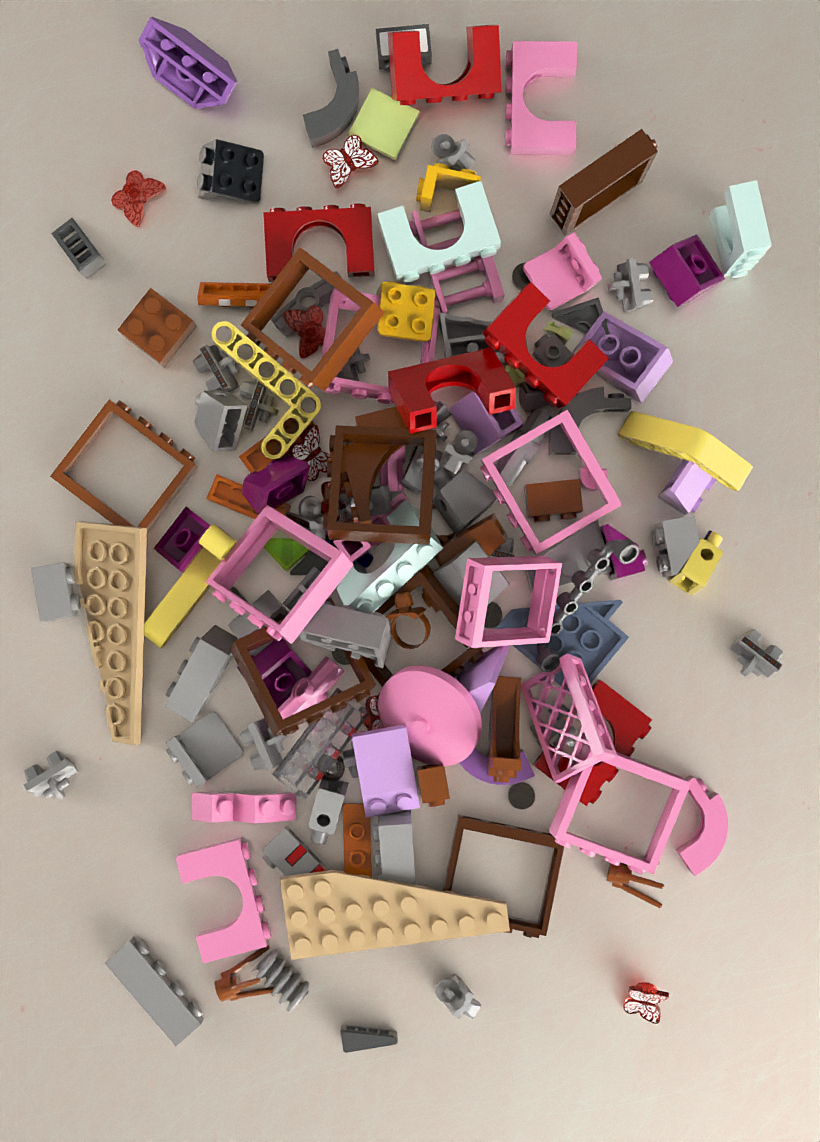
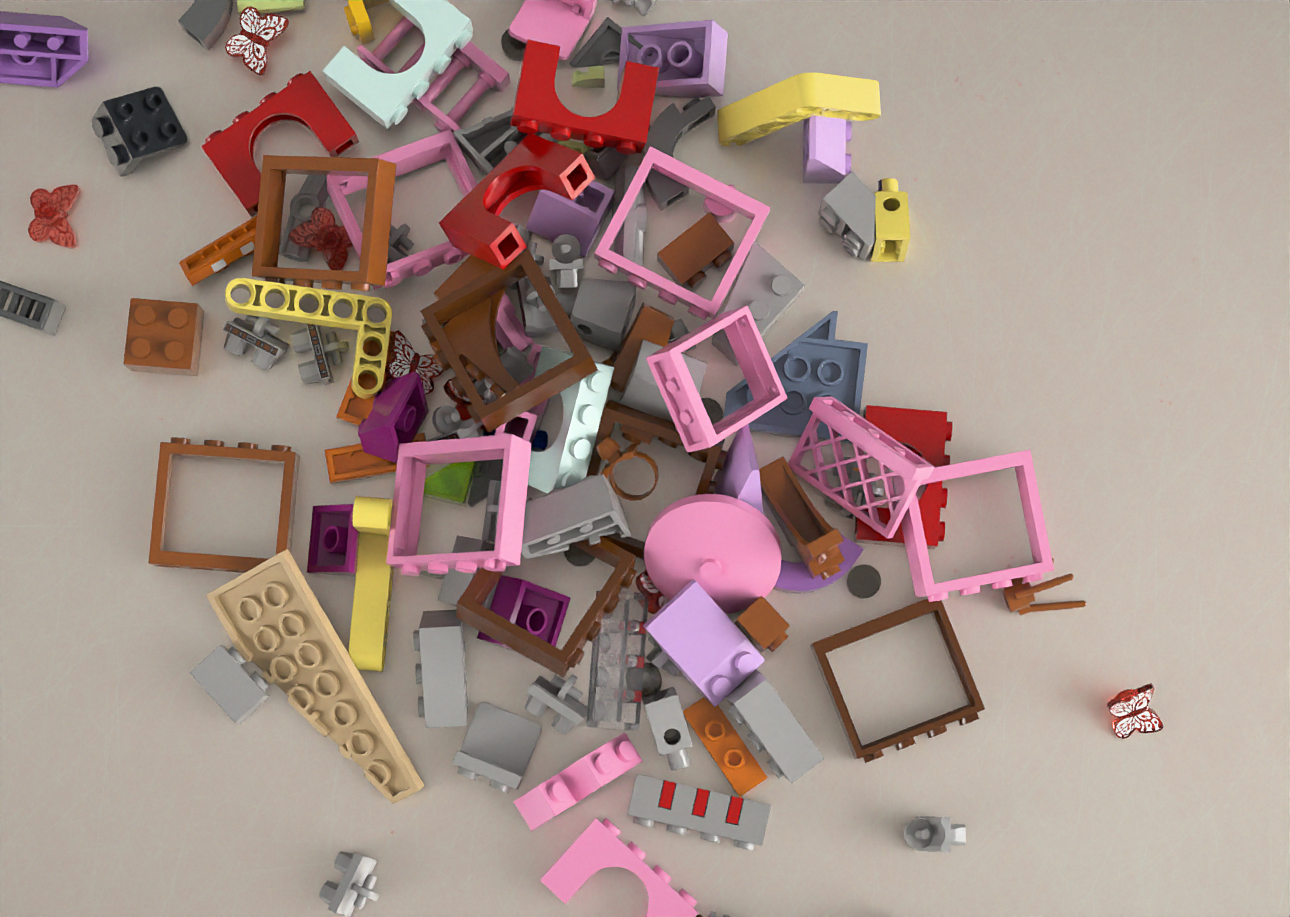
camera: 30 degrees left, 5 degrees down
(219, 419) = (291, 388): light grey torso -> none
(312, 689) = (572, 604): bright pink piece -> none
(353, 913) = (772, 811): tan wing -> none
(406, 311) = (419, 153): yellow bracket -> none
(543, 356) = (583, 97): light grey brick -> none
(619, 569) = (805, 260): magenta slope -> none
(624, 550) = (803, 250): dark grey bar -> none
(712, 832) = (1086, 489): bright pink arch -> none
(754, 657) = (1009, 280): light grey hips -> none

